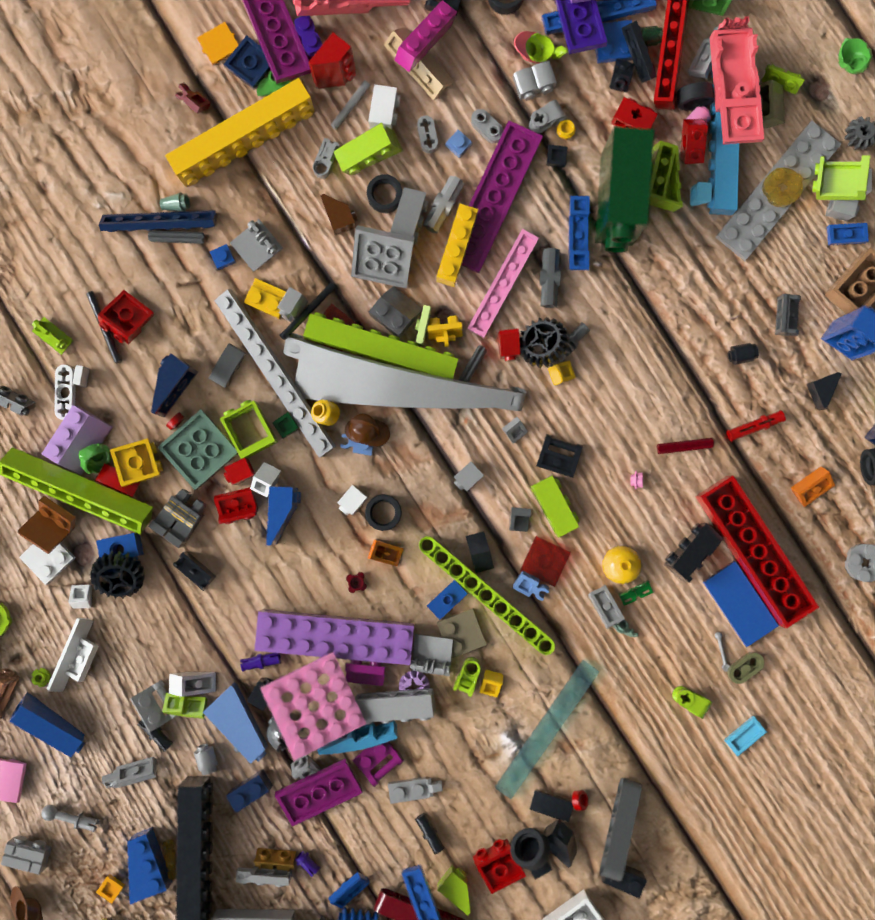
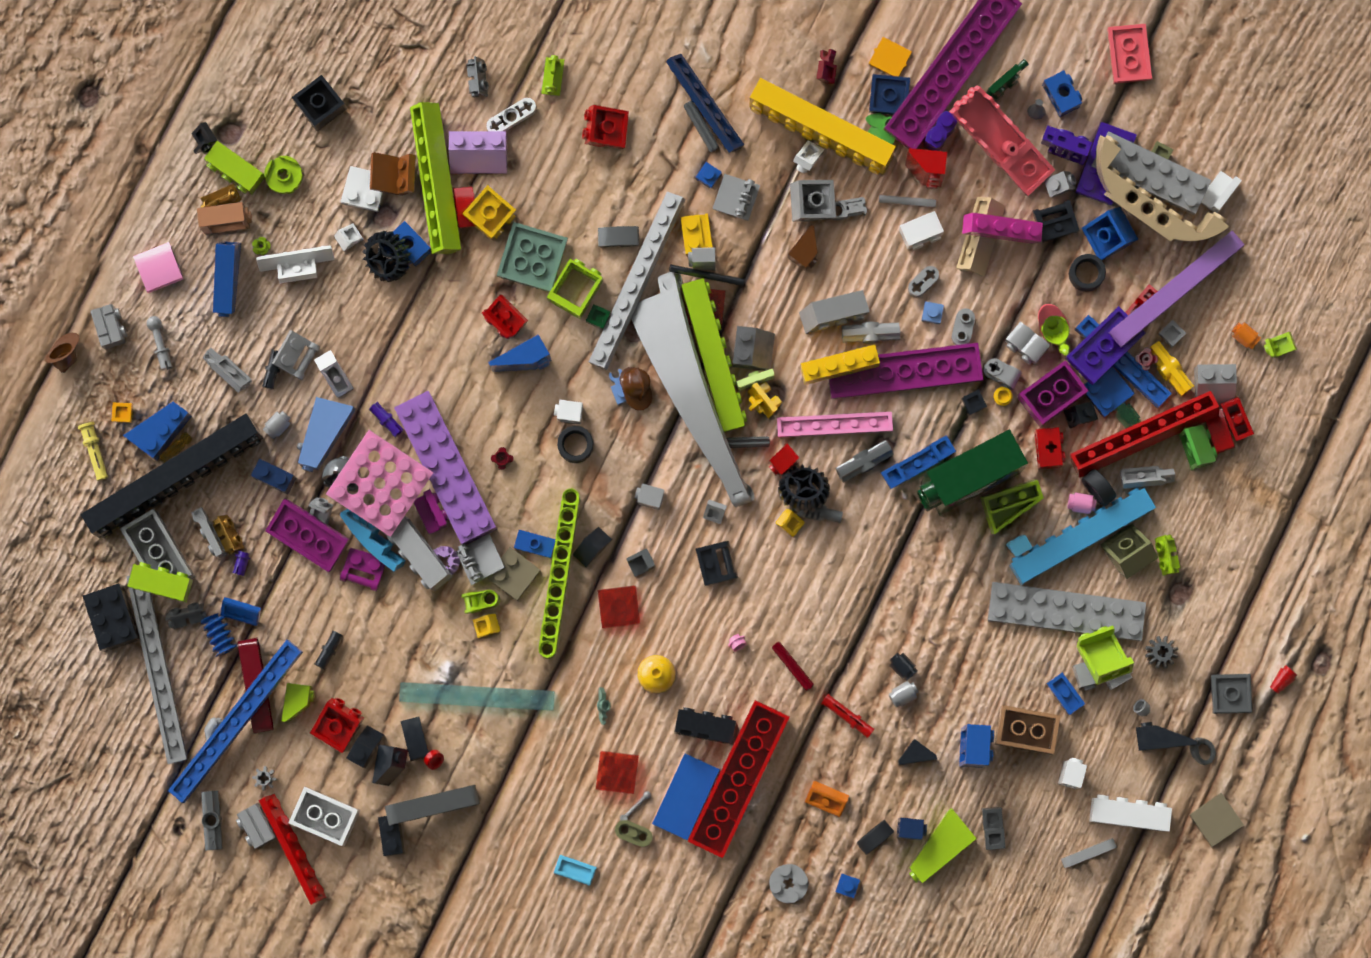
camera: 60 degrees right, 5 degrees down
(81, 376) = (533, 121): white tile -> none
(94, 457) = (472, 176): bright green hair -> none
(107, 335) = (579, 124): black bar -> none
(171, 382) = (579, 199): dark blue slope -> none
(175, 202) = (729, 107): sand green cone -> none
(175, 421) = (544, 223): red tile -> none
(178, 518) = (464, 277): dark grey hips -> none
(185, 706) = (310, 379): lime slope -> none
(194, 570) = (428, 317): black hinge -> none
(239, 471) = (535, 302): red brick -> none
(256, 697) = (356, 434): black brick -> none
(260, 162) = (808, 156): none -> white tile
(265, 477) = (544, 326): white brick -> none
(300, 181) = (812, 200): none -> light grey slope
(325, 412) = (629, 343): yellow head -> none
(368, 149) = (876, 240): lime wedge -> none
(382, 256) = (790, 308): light grey plate -> none
(385, 552) = (542, 466): orange slope -> none
(387, 179) = (845, 263): black tyre -> none
(413, 789) = (356, 613): light grey hinge -> none
(516, 849) = (369, 747): black tyre -> none
(529, 584) = (589, 604): medium blue plate -> none
(555, 506) = (671, 585): lime brick -> none
(591, 85) = (1052, 393): none -> magenta brick
(606, 607) = (611, 681): light grey plate -> none
(631, 594) = (636, 699): green piece -> none
(639, 51) = (1107, 416): black plate -> none
(685, 649) = (617, 772): none -> clear red plate
(693, 141) = (1057, 509): red brick -> none
(693, 701) = (576, 809): lime piece -> none
(737, 81) = (1125, 513): coral piece -> none
(767, 368) = (903, 694): none -> light grey brick
(787, 315) = (962, 686): dark grey hinge -> none
(792, 181) = (1062, 620): clear yellow plate -> none
(854, 55) = (1224, 603): bright green hair -> none

